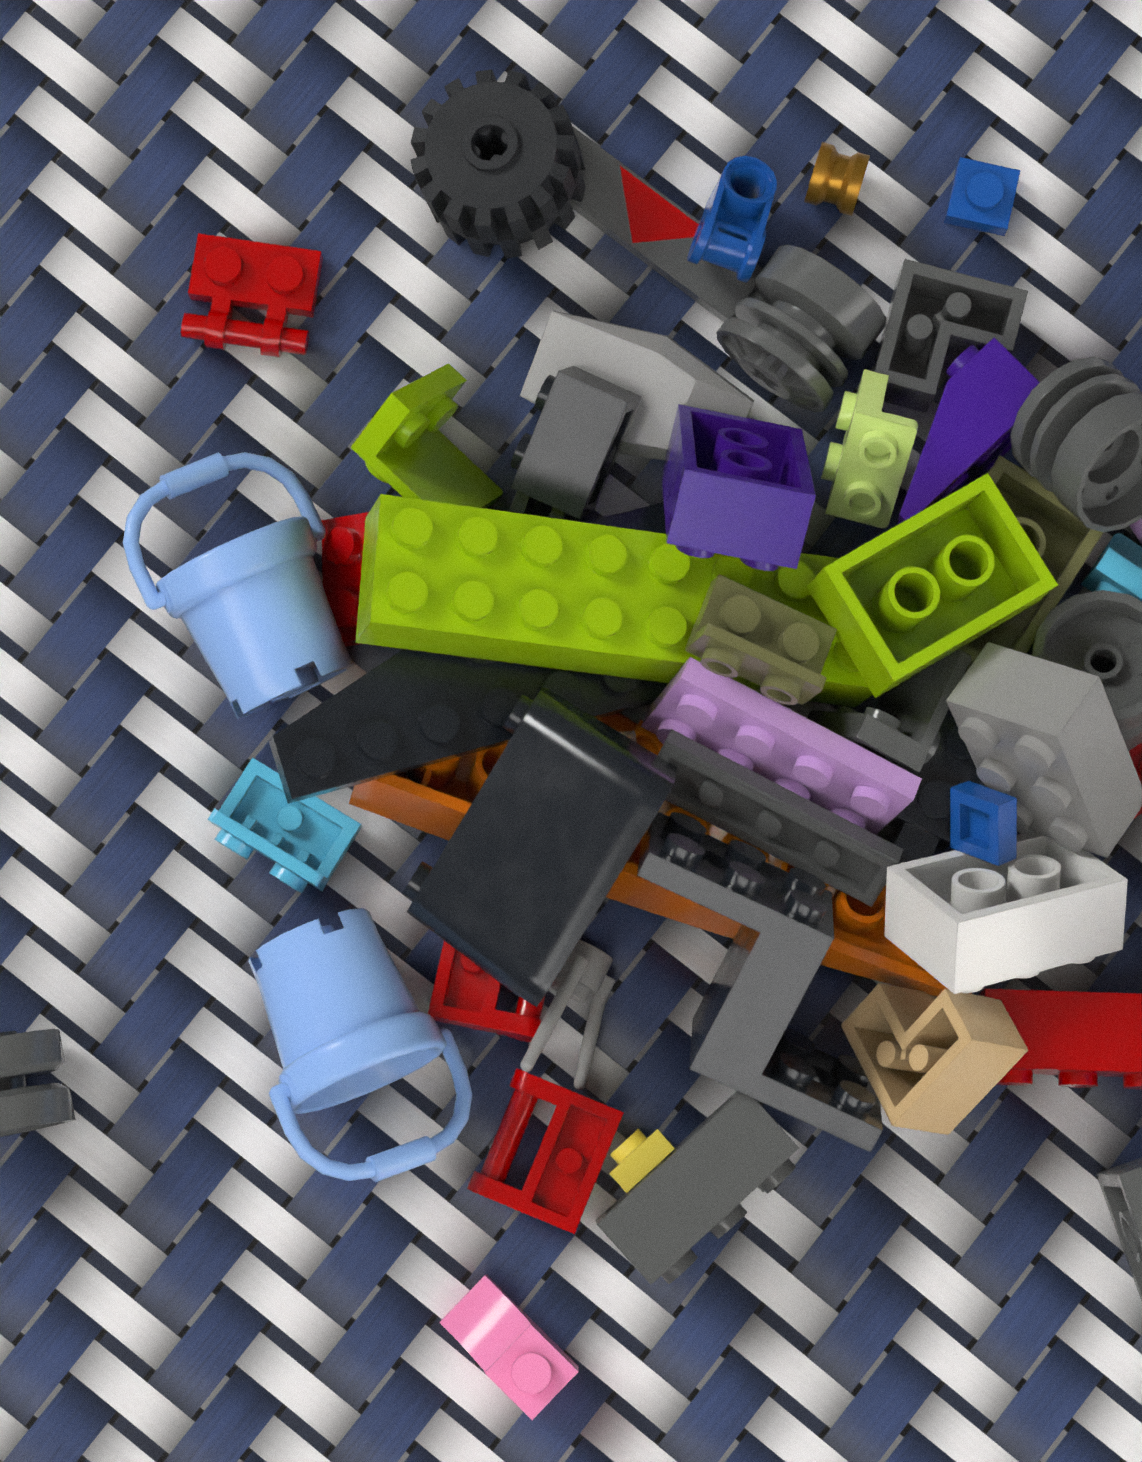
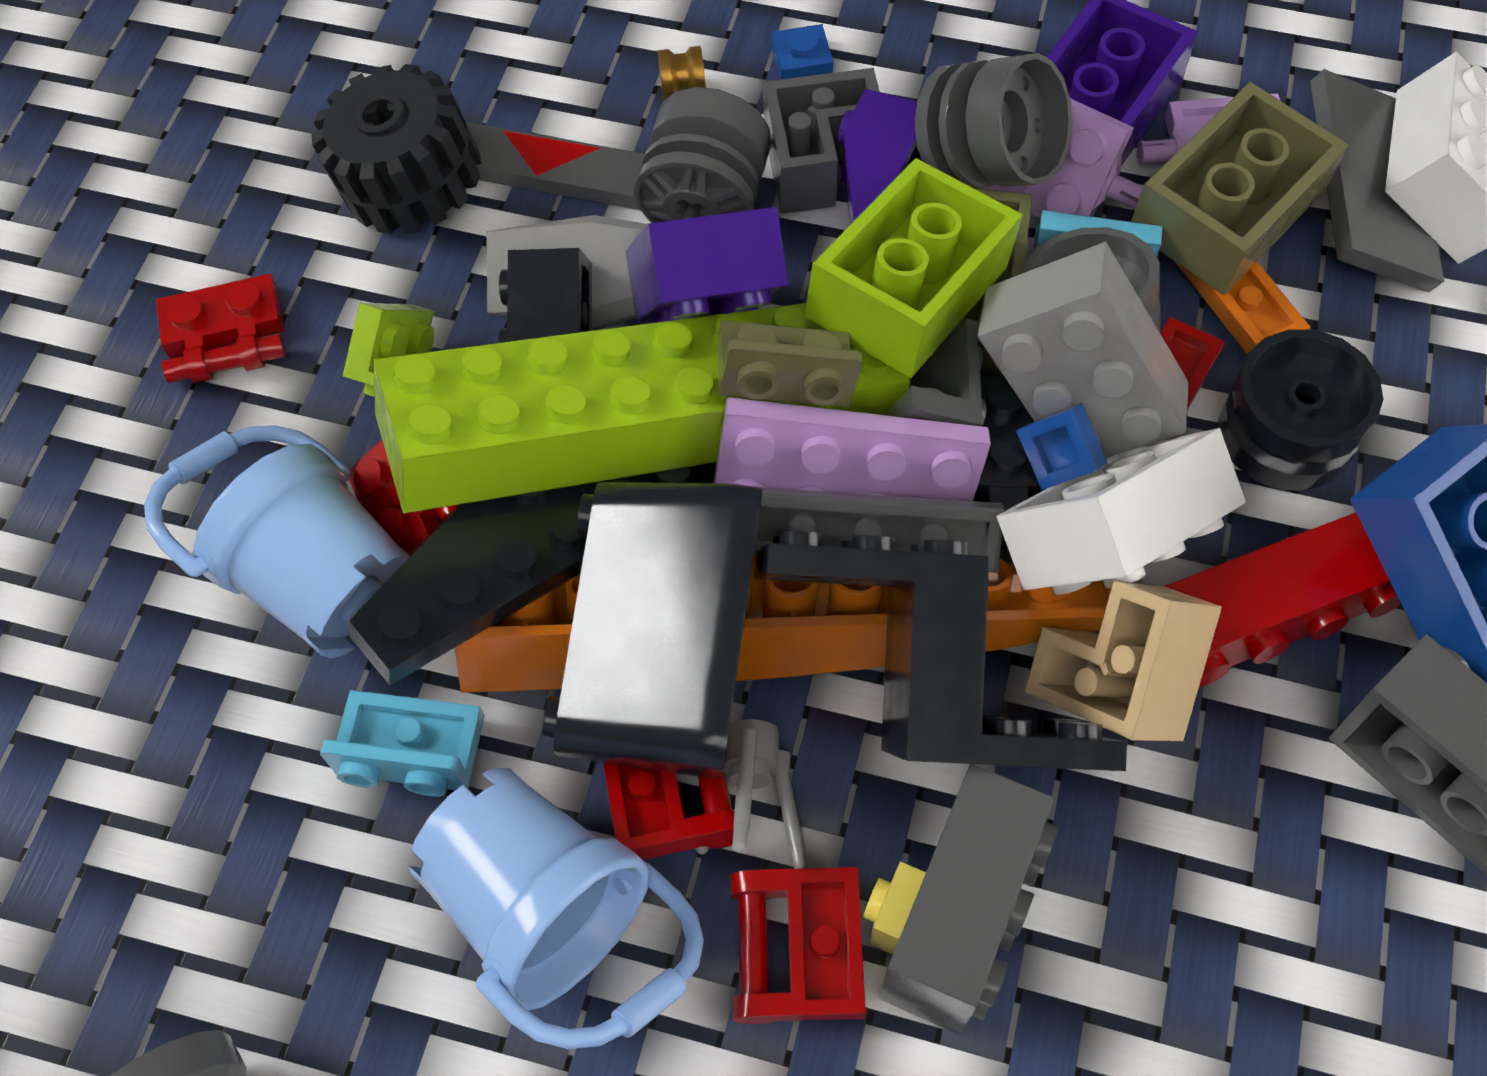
camera: 20 degrees left, 20 degrees down
(736, 217) = (612, 117): blue piece -> none
(873, 455) = (807, 212): yellowish green bracket -> none

